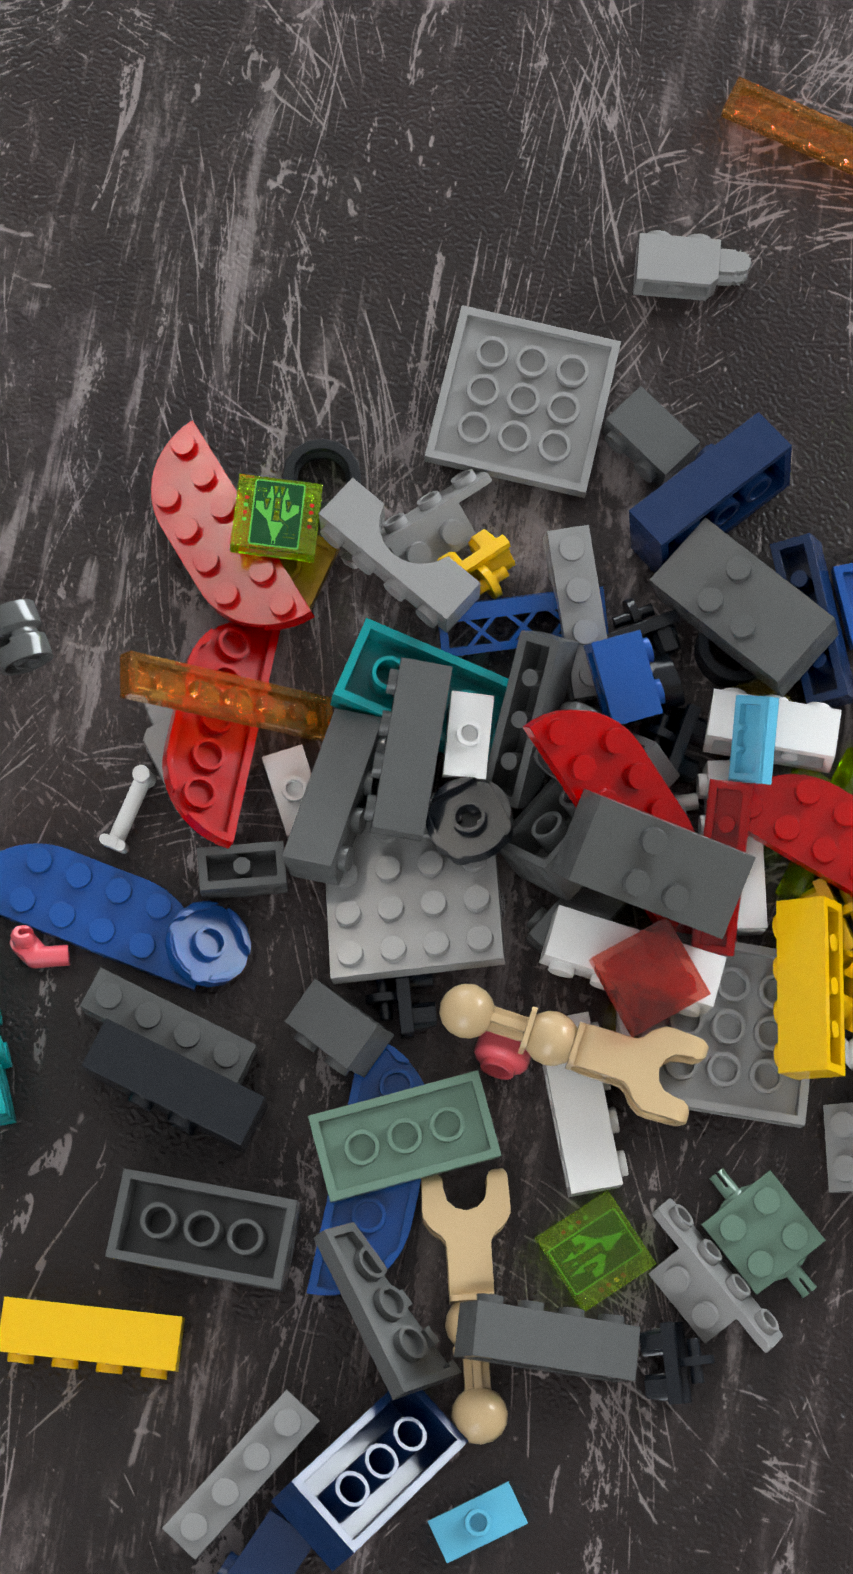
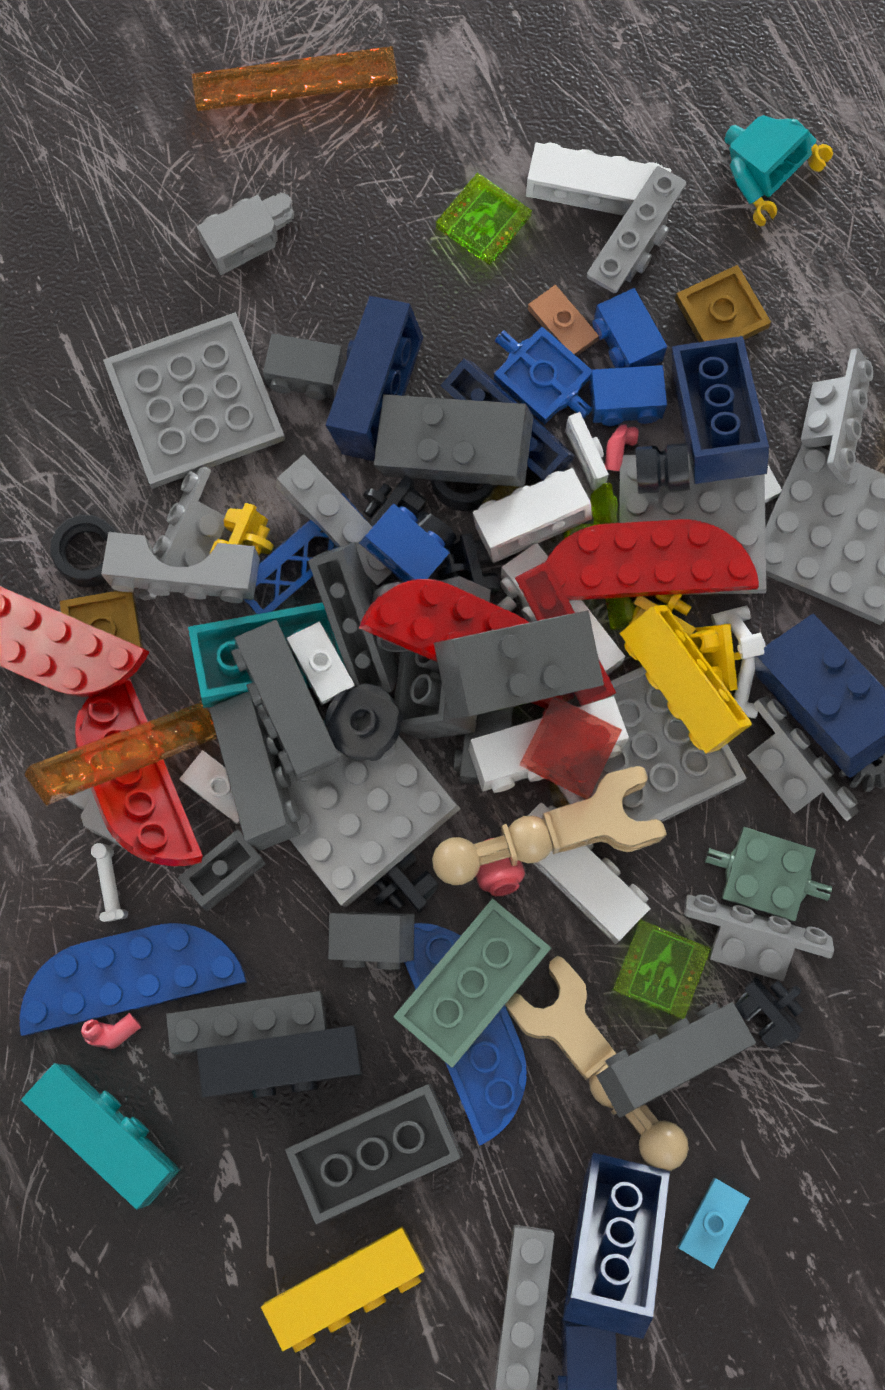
camera: 30 degrees left, 0 degrees up
(207, 944) = (233, 941): tile -> none
(276, 518) = (72, 598): tile -> none
(393, 1336) = (564, 1133): dark grey wing -> none
(753, 739) = (527, 528): medium azure plate -> none

